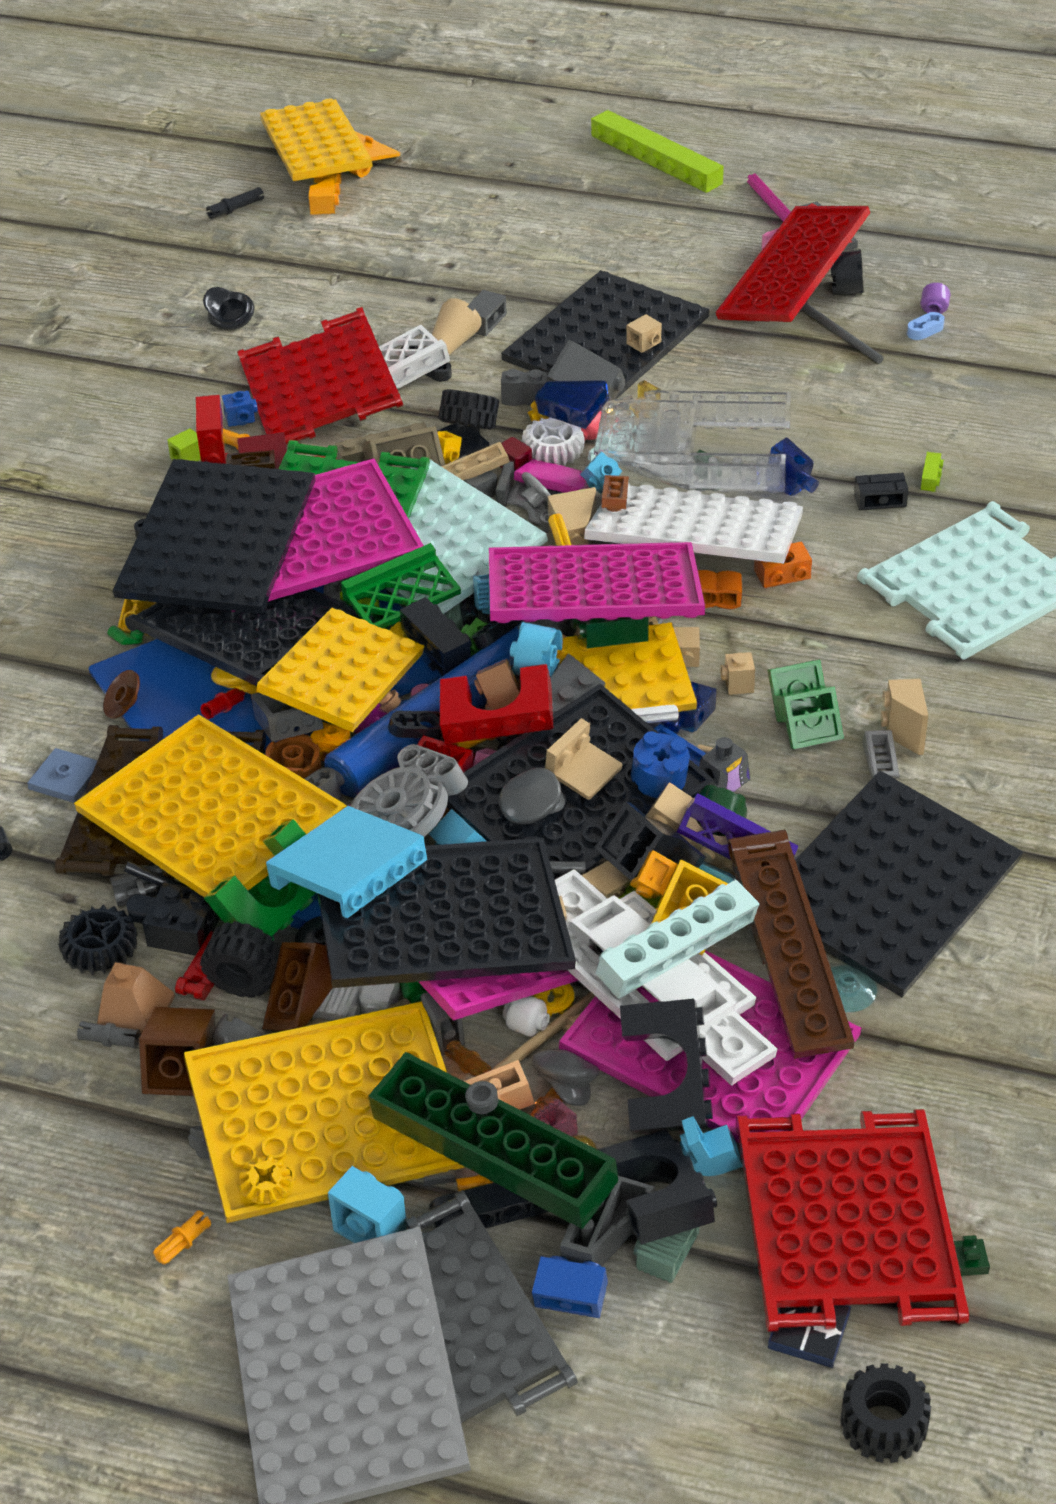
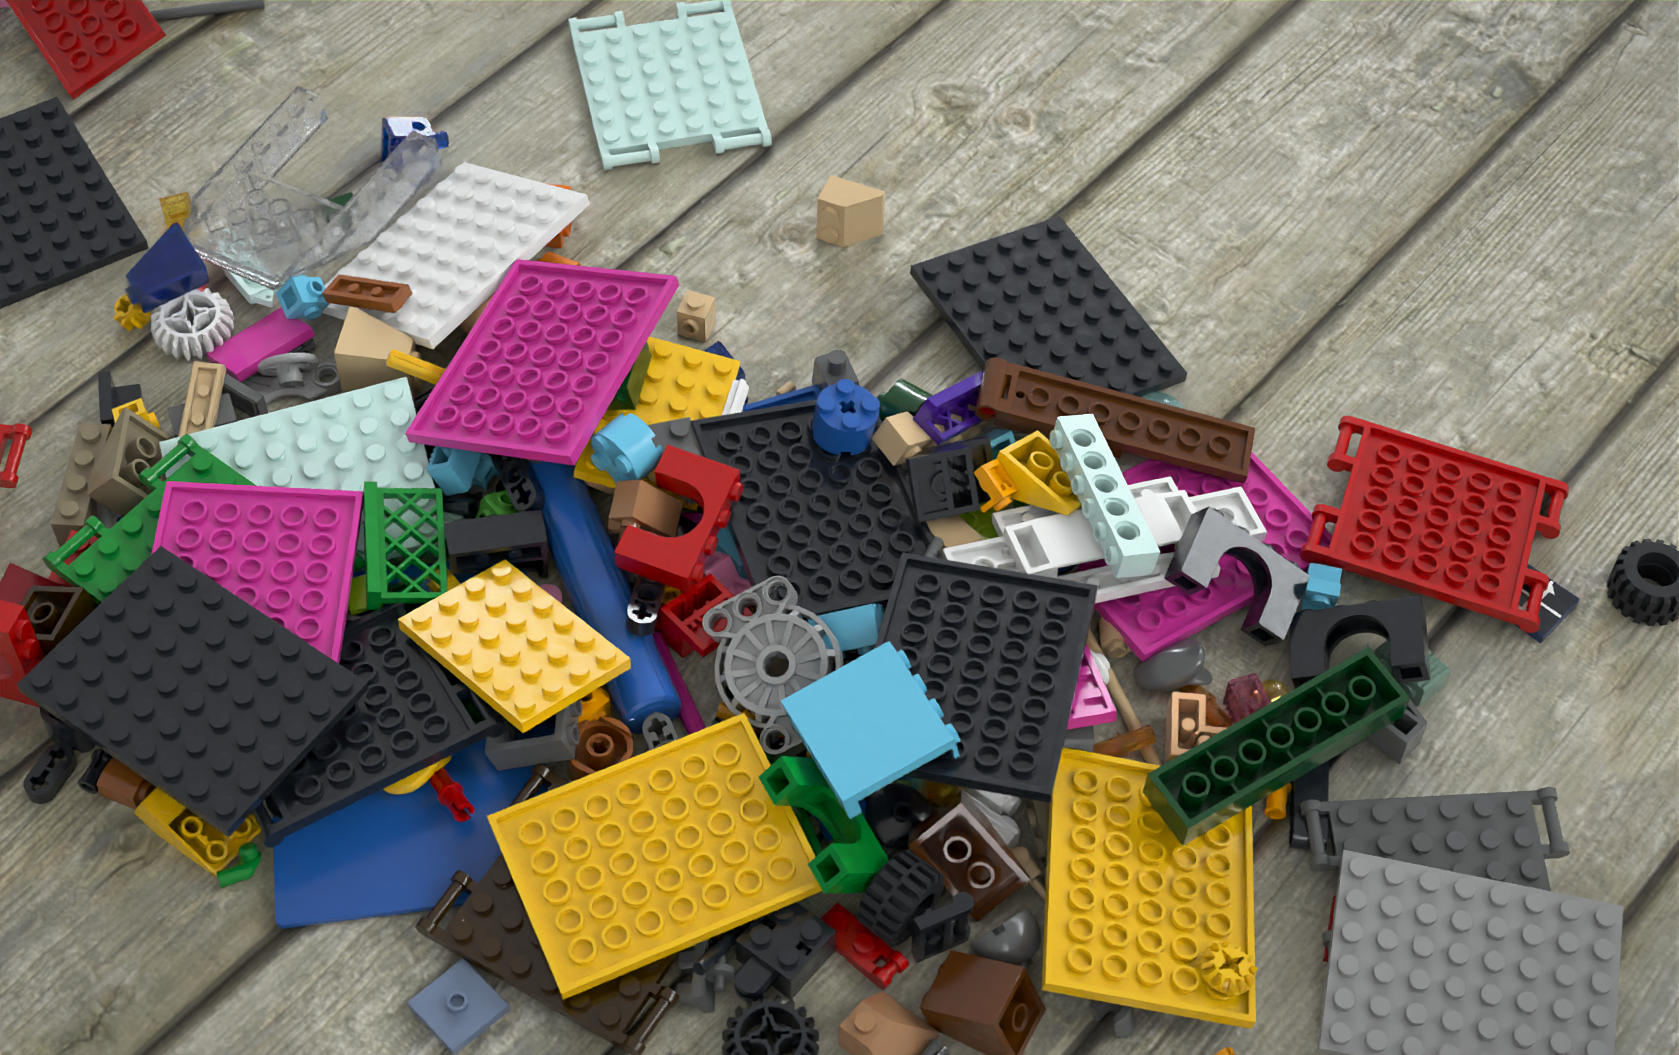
camera: 70 degrees left, 10 degrees up
(121, 694) = (364, 908): reddish brown dish -> none
(227, 992) = (935, 931): none -> black plate
(365, 1207) = (1295, 893): medium azure brick -> none
(468, 409) = (90, 372): black tyre -> none
(482, 1097) = (1246, 726): dark grey tile -> none
(517, 452) = (182, 363): dark red panel -> none
(521, 386) = (72, 311): dark grey brick -> none
(531, 796) = (832, 541): dark grey piece -> none
(570, 1286) = (1438, 760): blue brick -> none
(580, 364) = (116, 244): dark grey slope -> none
(580, 763) = (806, 481): tan bracket -> none
(643, 333) = (75, 164): tan brick -> none
(805, 704) = (781, 281): bracket -> none
(881, 491) = (488, 92): black brick -> none
(885, 739) = (856, 260): light grey slope -> none
(932, 471) = (482, 43): lime piece -> none
(972, 1256) = (1503, 453): dark green tile -> none

